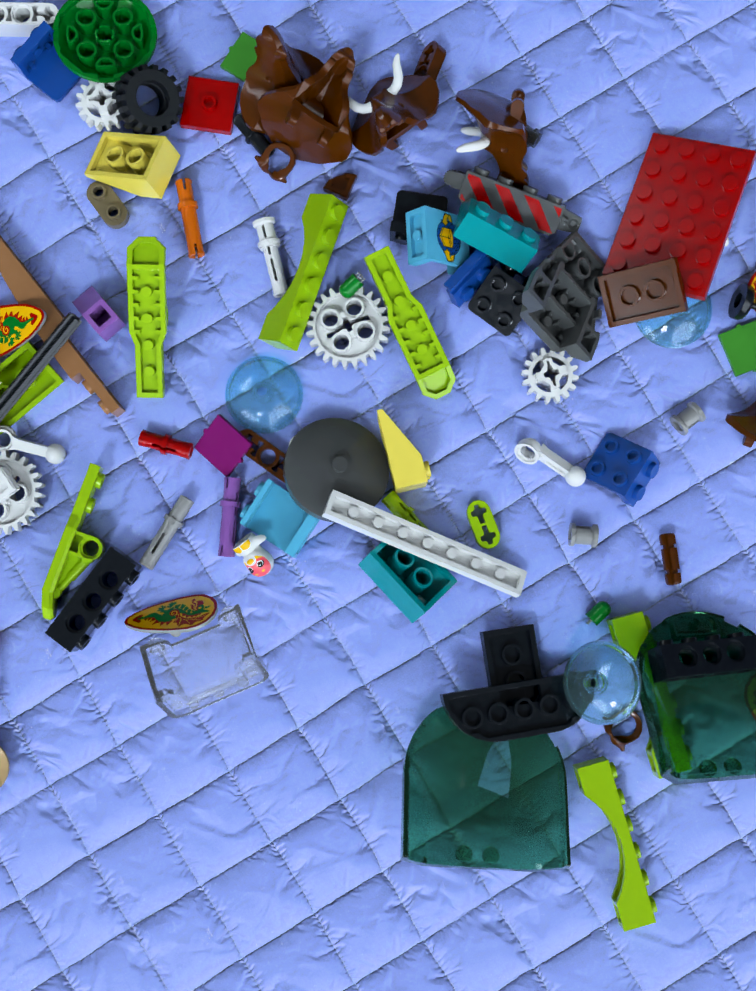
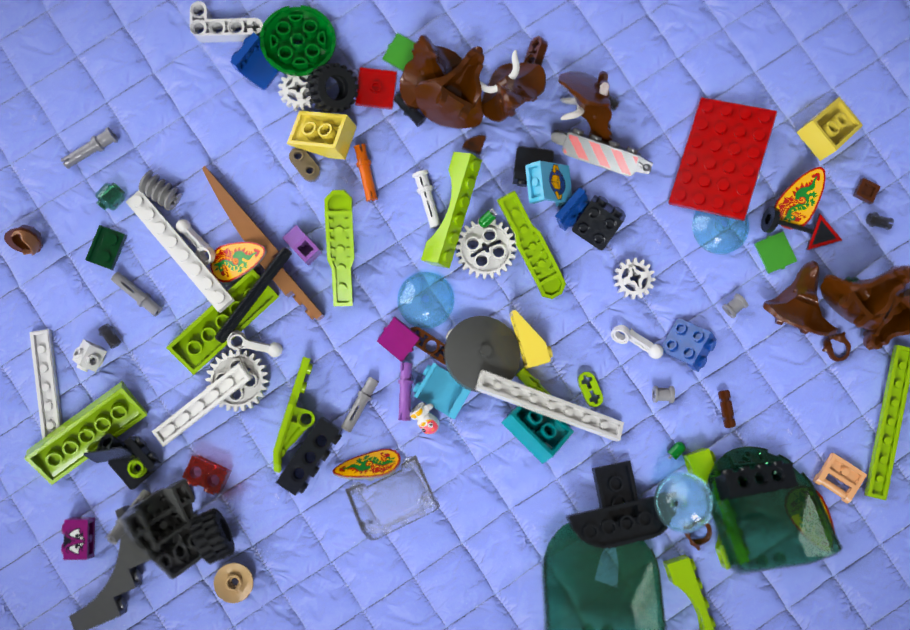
camera: 10 degrees left, 0 degrees up
(166, 444) = (356, 339): red pin -> none
(263, 161) = (418, 129): reddish brown piece -> none
(496, 234) = (591, 178): teal slope -> none
(564, 297) = (642, 223): dark grey wedge -> none
(643, 292) = (699, 216): reddish brown plate -> none

